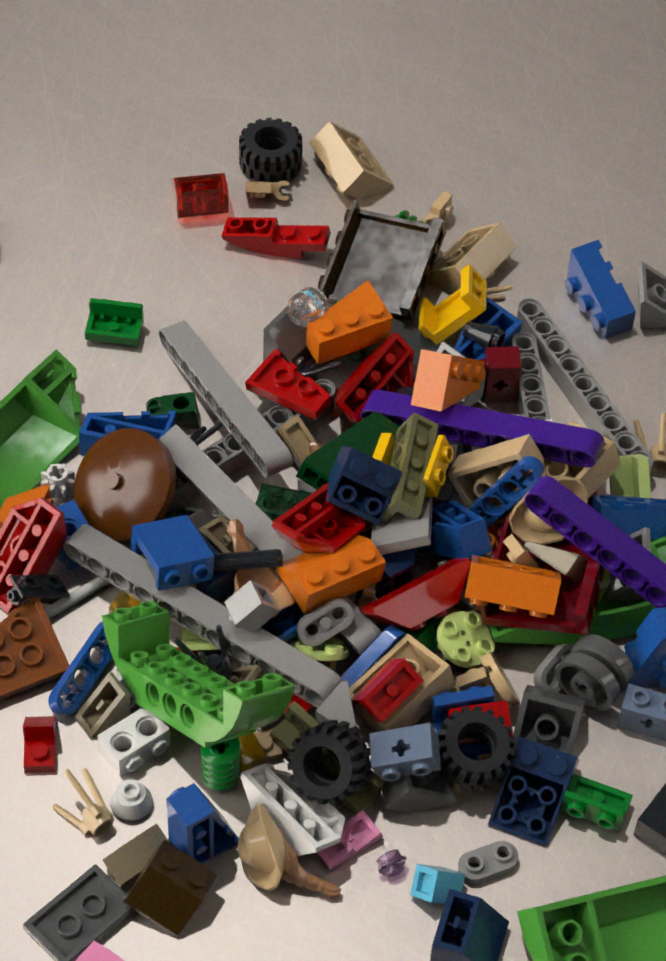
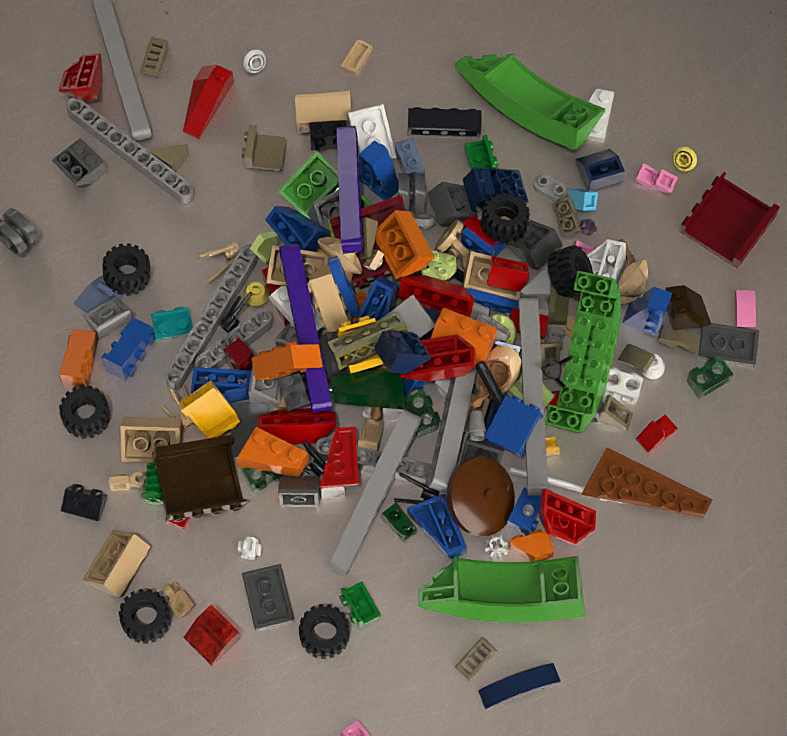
camera: 125 degrees left, 15 degrees up
(46, 587) = (580, 493): black hinge -> none
(50, 850) = (712, 380): none -> clear green brick
(89, 669) = (598, 440): blue beam -> none
(96, 817) = (676, 374): tan plant -> none
(109, 260) = (318, 616): none -> black tyre
(151, 772) = (636, 357): none -> dark tan slope
(200, 263) = (267, 597): none -> dark grey tile
(208, 522) = (476, 426): none -> light grey cone
(251, 606) = (521, 356): light grey brick -> none
(266, 269) = (249, 548): none -> white gear
(270, 238) = (216, 561): red slope -> none
(307, 306) = (285, 476): clear head -> none
(405, 752) = (532, 233): sand blue brick -> none
(416, 843) = (567, 216): none -> dark tan slope
(447, 174) = (83, 502): none -> black bracket
(484, 334) = (227, 373): black cone -> none
(550, 220) = (79, 398): none -> black tyre
(561, 406) = (230, 320): none -> black plant
(603, 353) = (171, 324): none -> teal bracket
(619, 239) = (78, 359): none -> orange wedge

